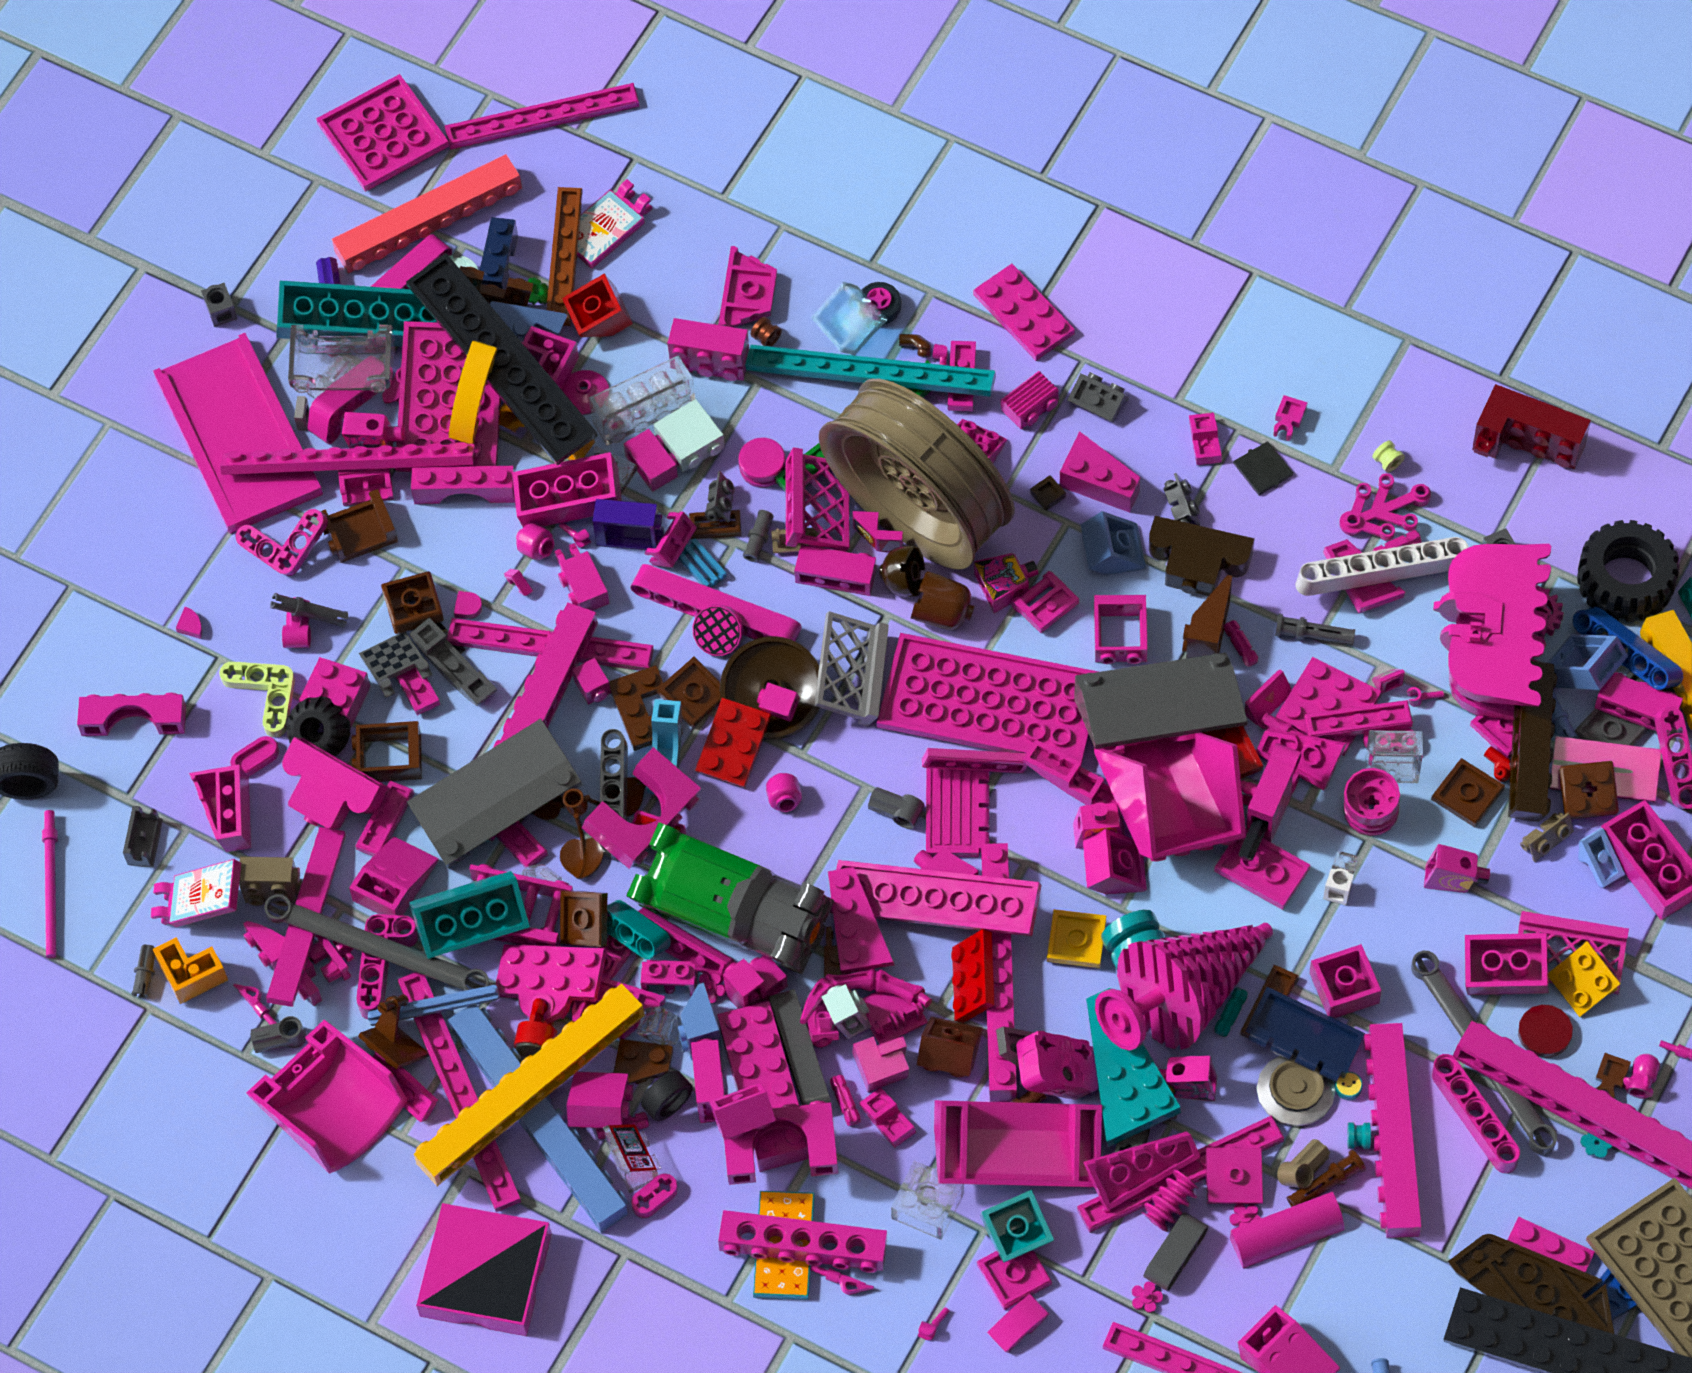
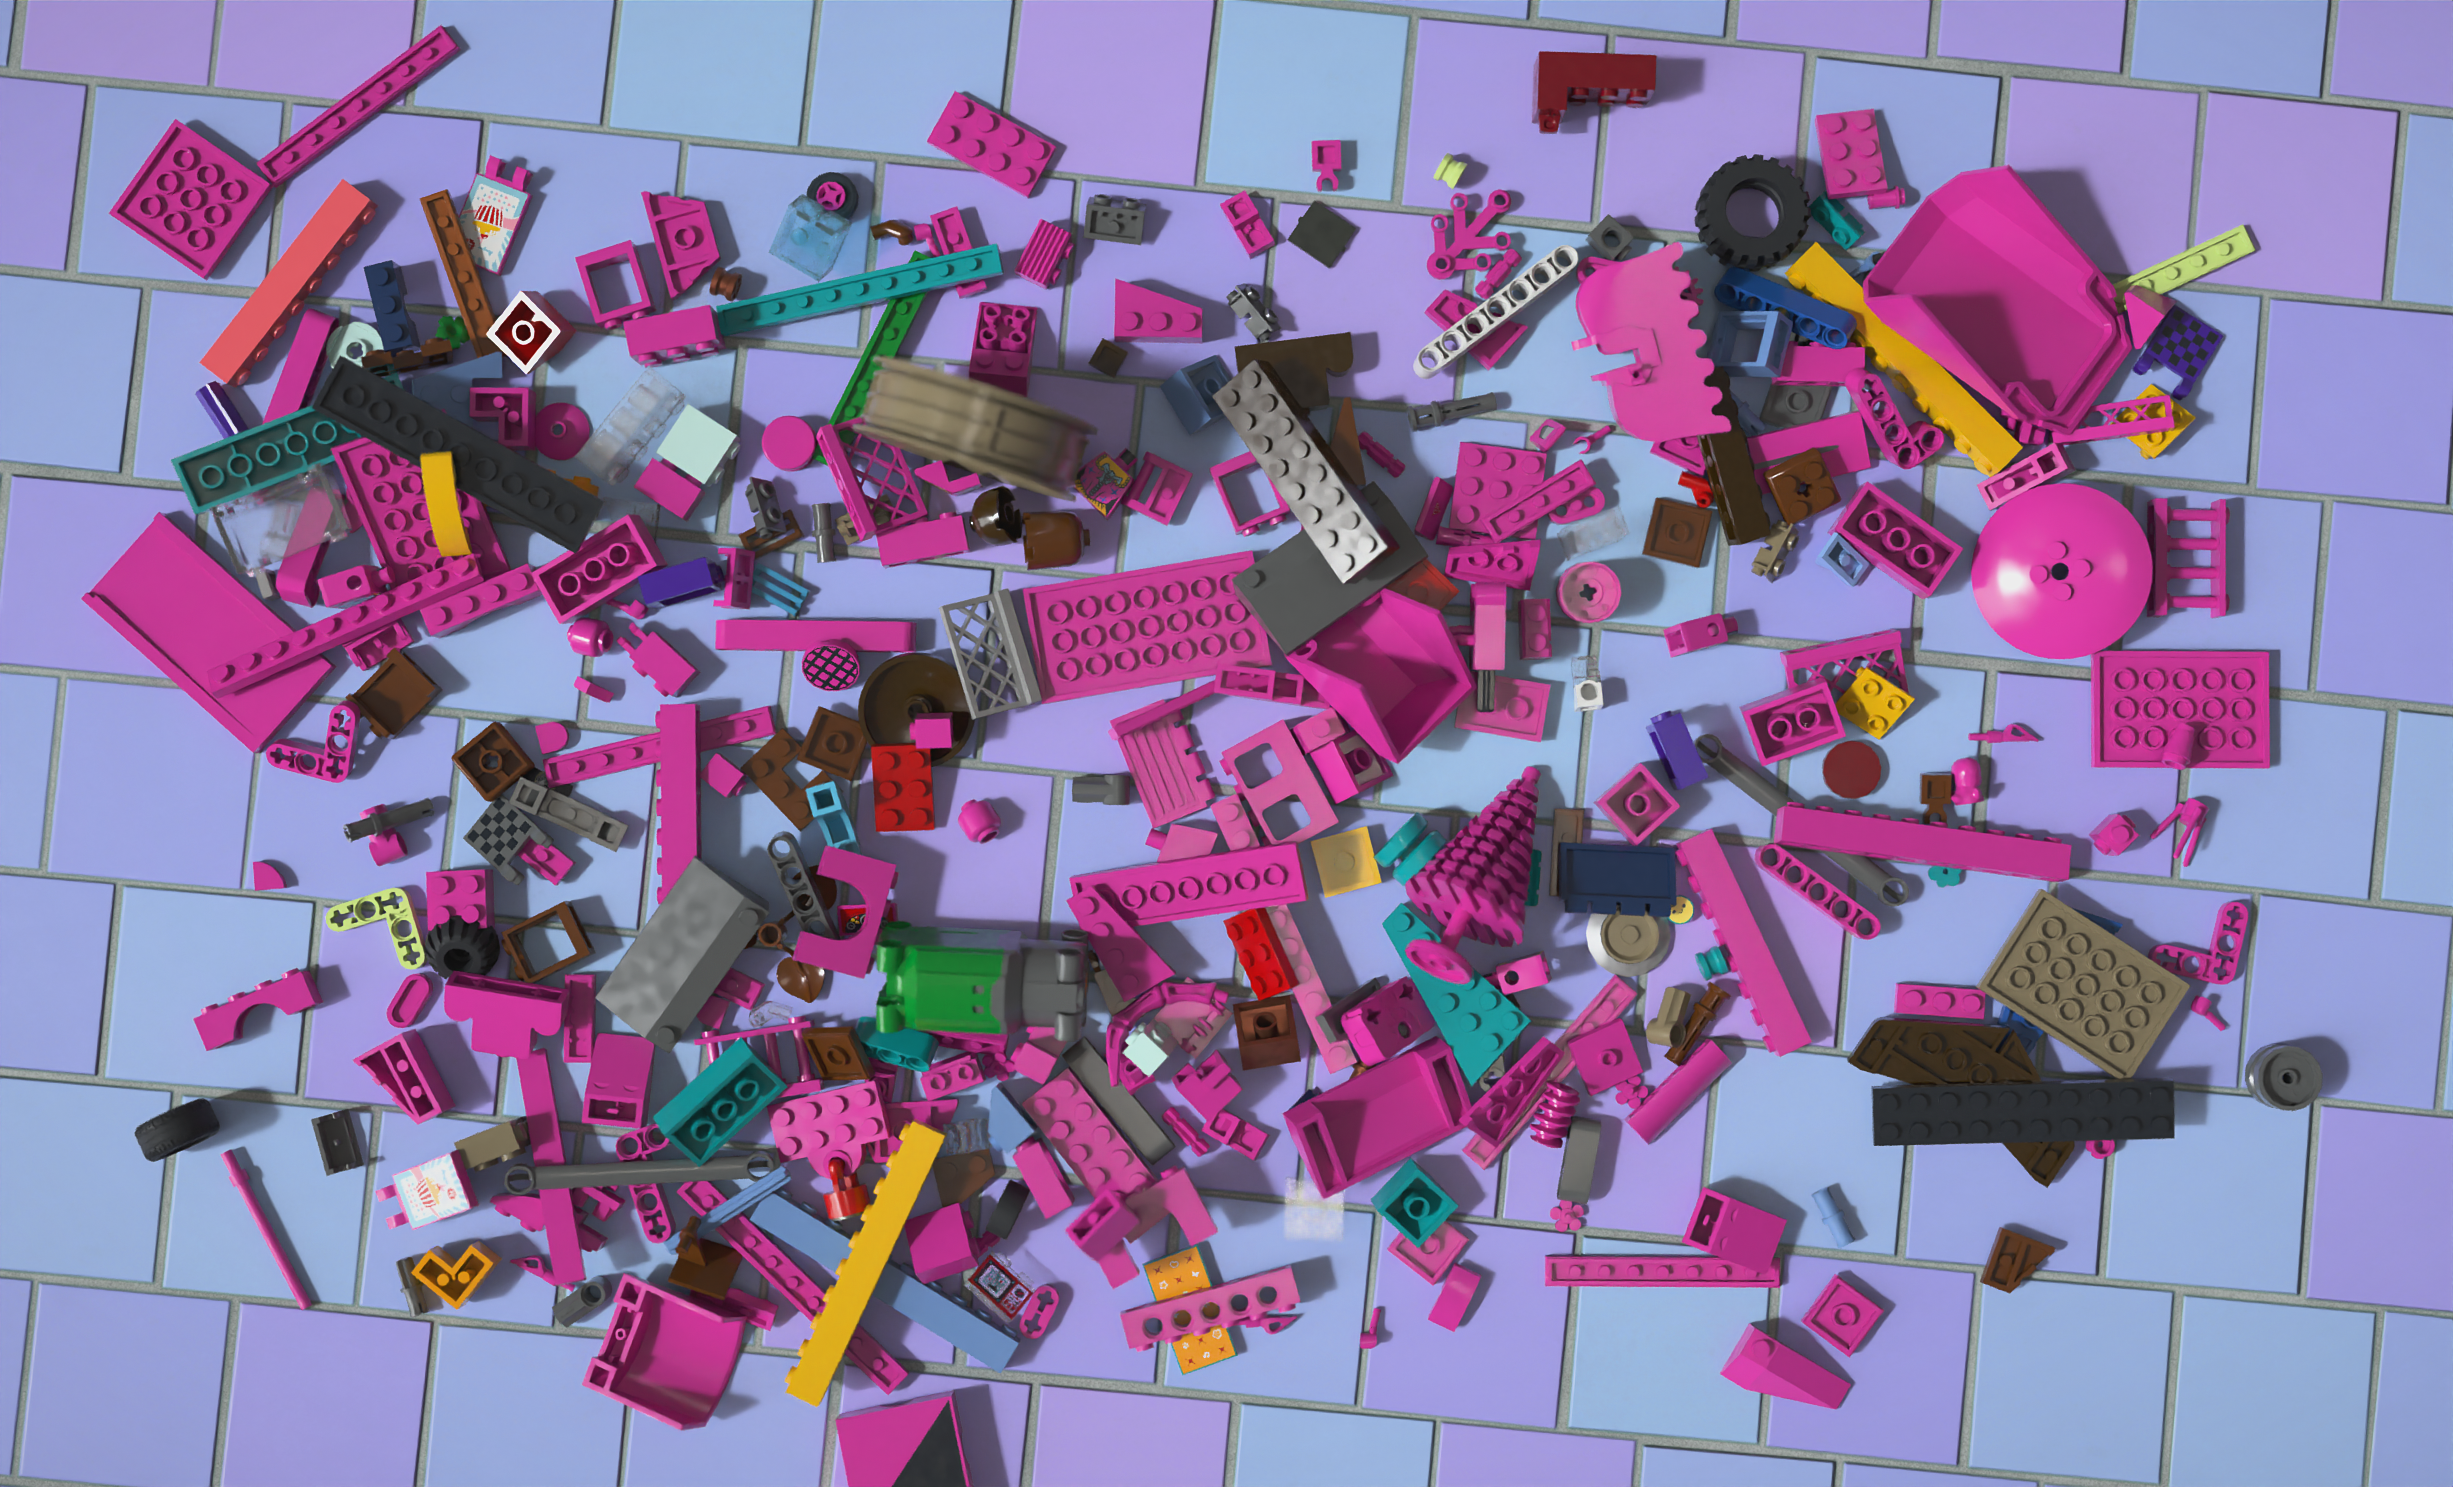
camera: 25 degrees left, 25 degrees up
(221, 312) = (122, 495): dark grey brick -> none
(495, 855) = (713, 1011): none -> dark pink tile
(678, 282) = (607, 257): none -> dark pink window
(1060, 853) = (1294, 779): none -> dark pink window
(1171, 615) = (1305, 472): none -> brick
(1314, 817) = (1534, 629): none -> dark pink brick
(1396, 951) = (1676, 750): none -> dark purple window

